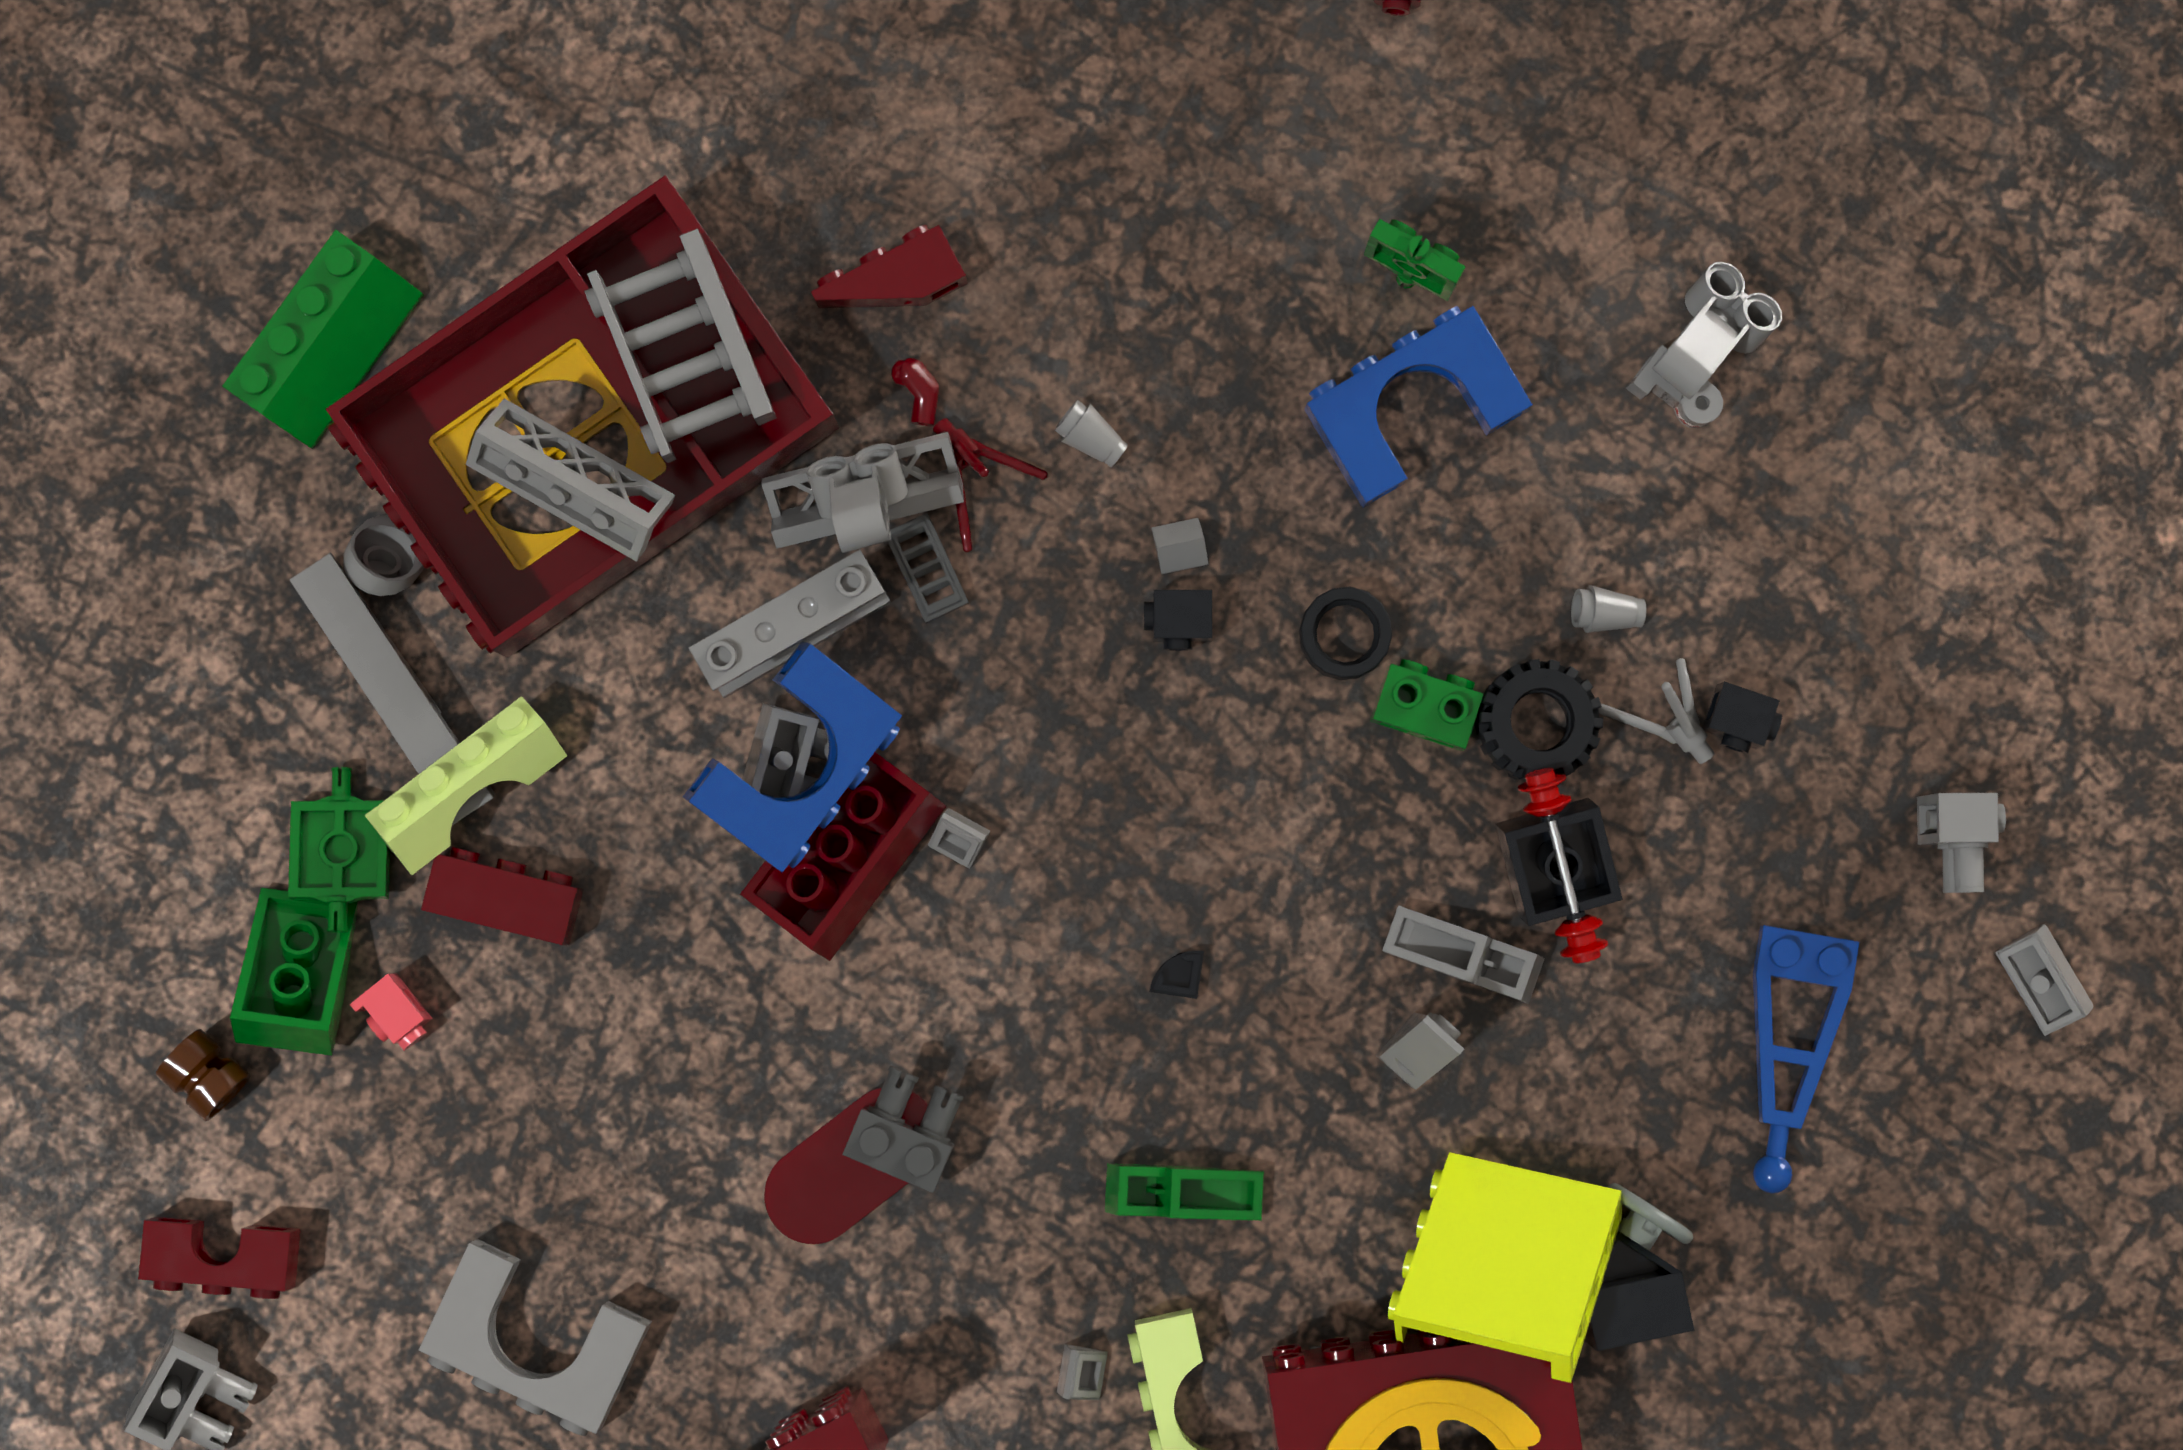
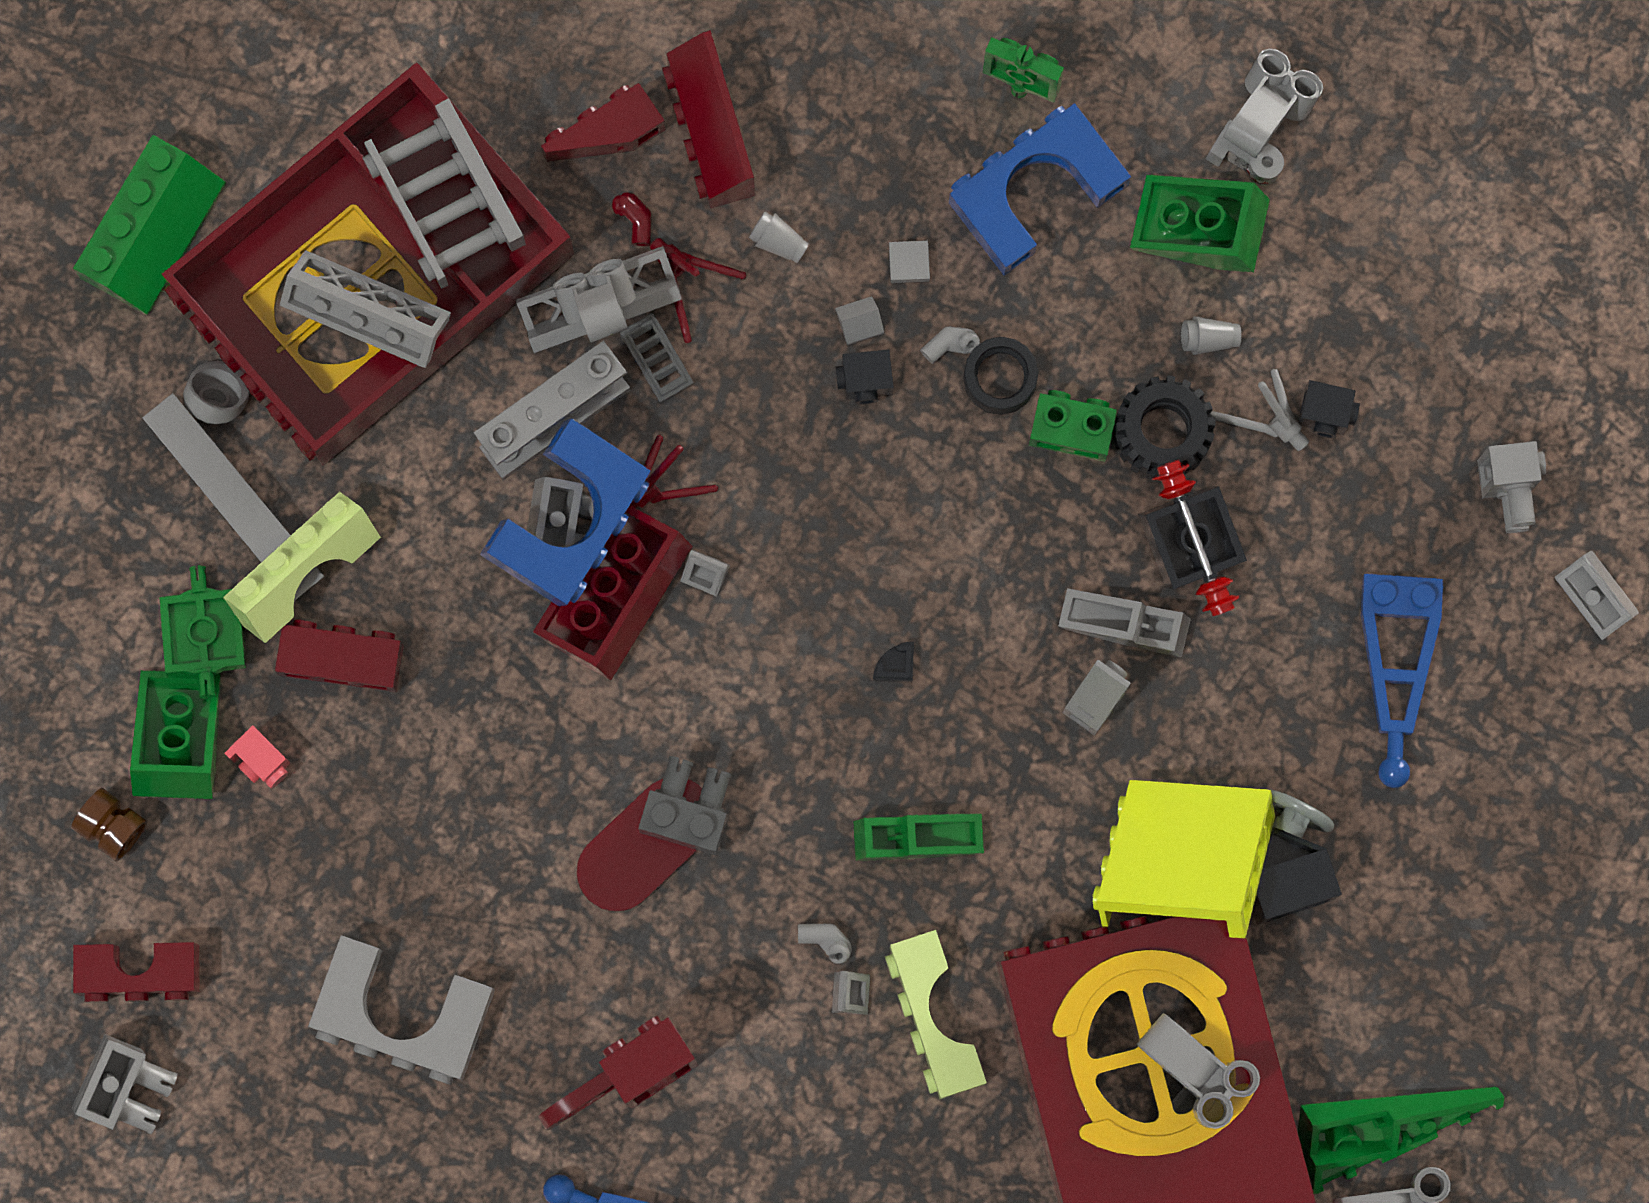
camera: 10 degrees left, 5 degrees down
(906, 734) = (653, 493): none -> dark red plant
(1021, 281) = (710, 122): none -> dark red slope
(1062, 1303) = (829, 938): none -> light grey arm
(1248, 479) = (909, 261): none -> light grey tile
(1291, 582) = (952, 340): none -> light grey arm
(1612, 467) = (1201, 221): none -> green slope

